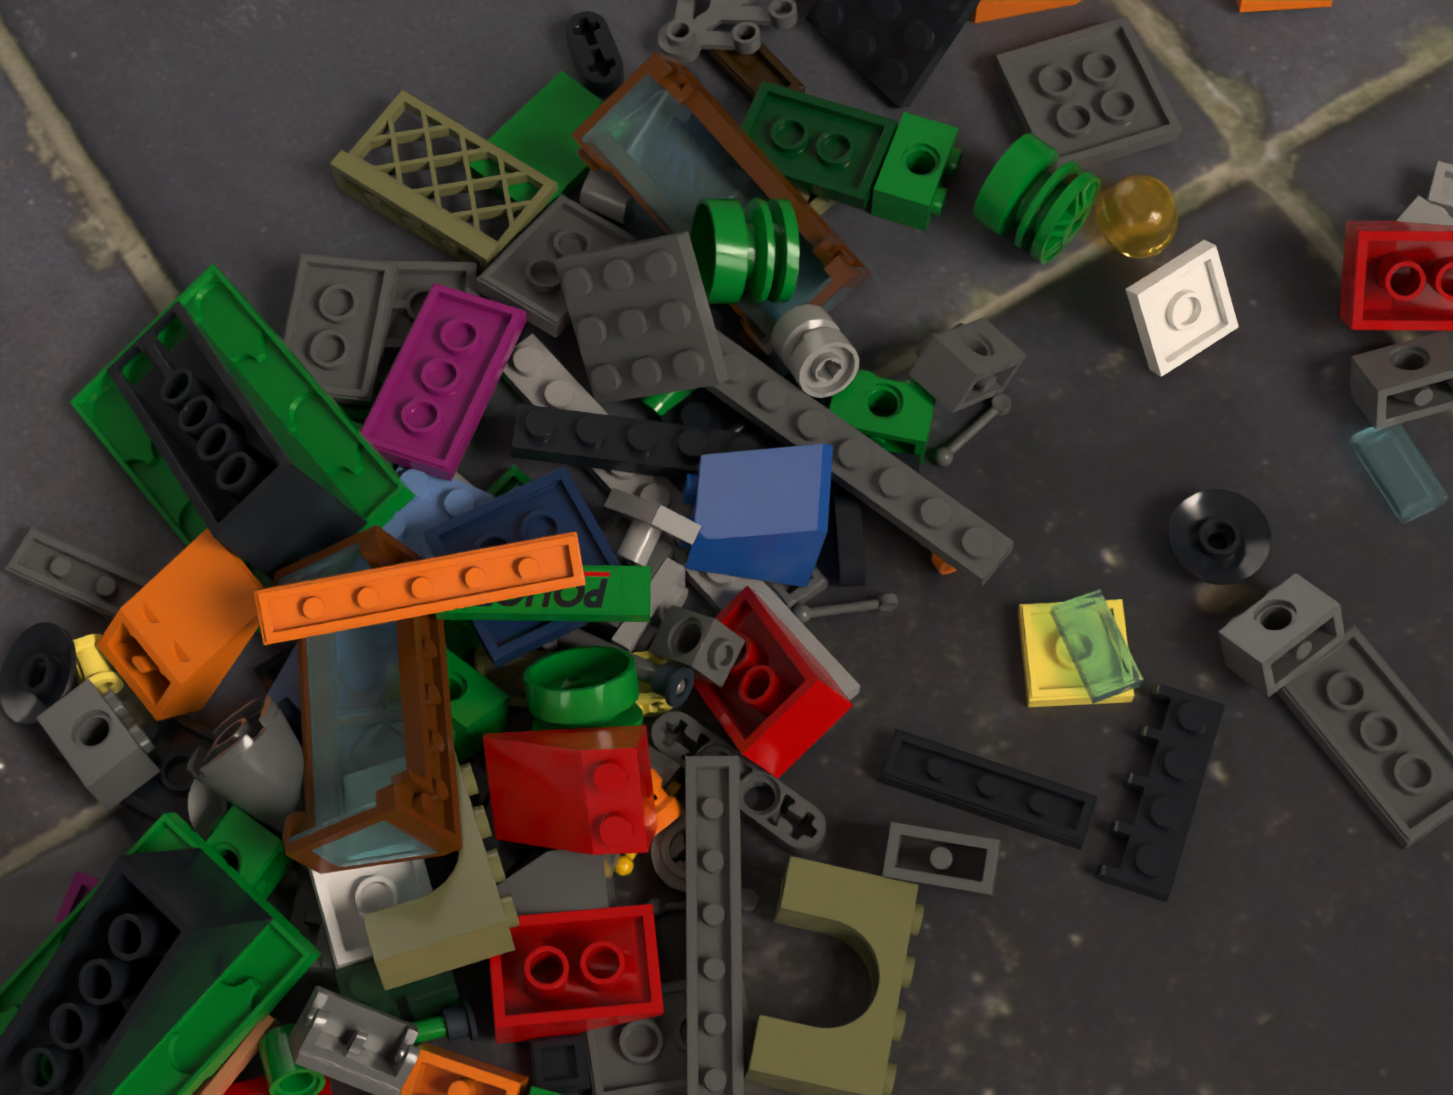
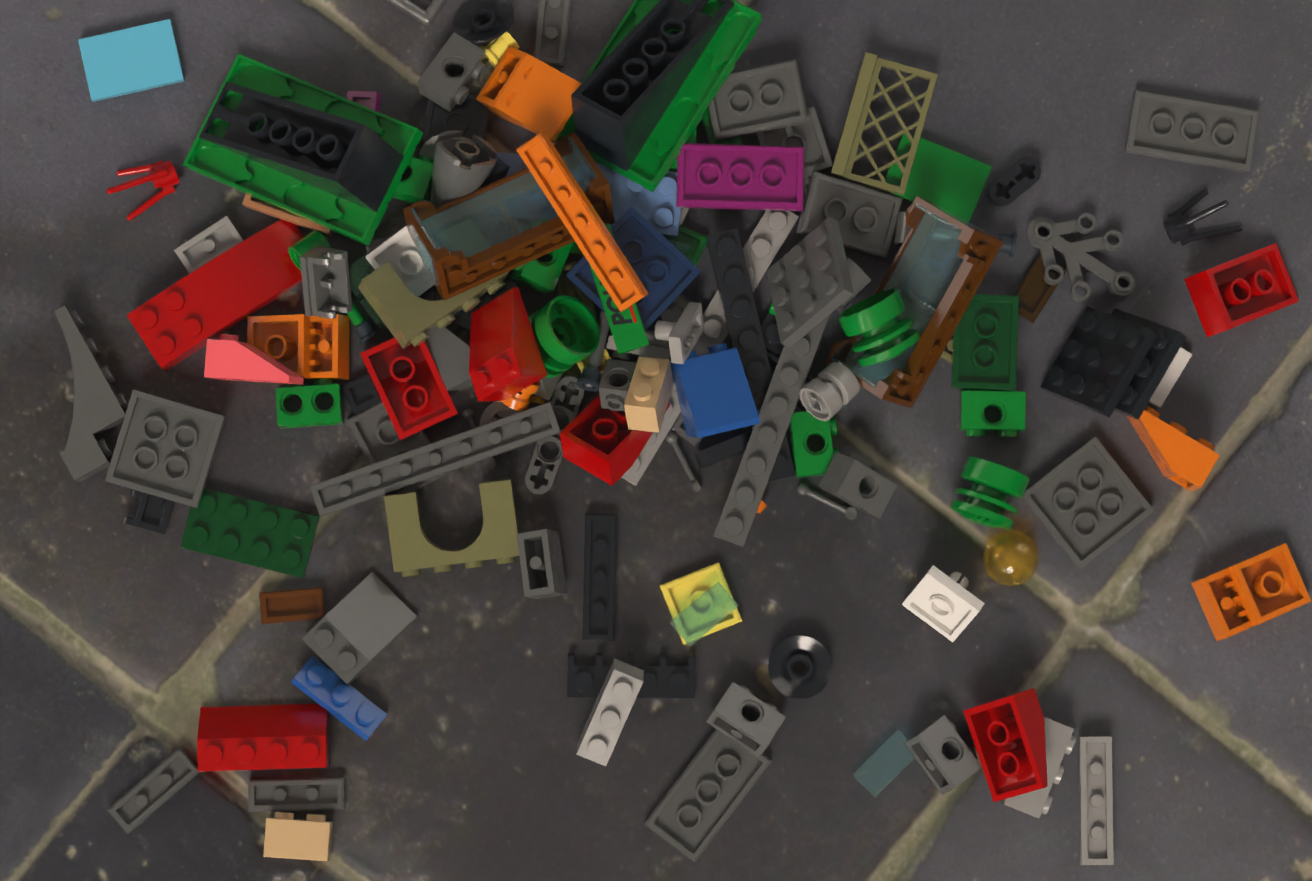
camera: 70 degrees right, 20 degrees up
(730, 595) = (648, 394): none -> tan brick
(1219, 826) = (610, 712): none -> light grey brick

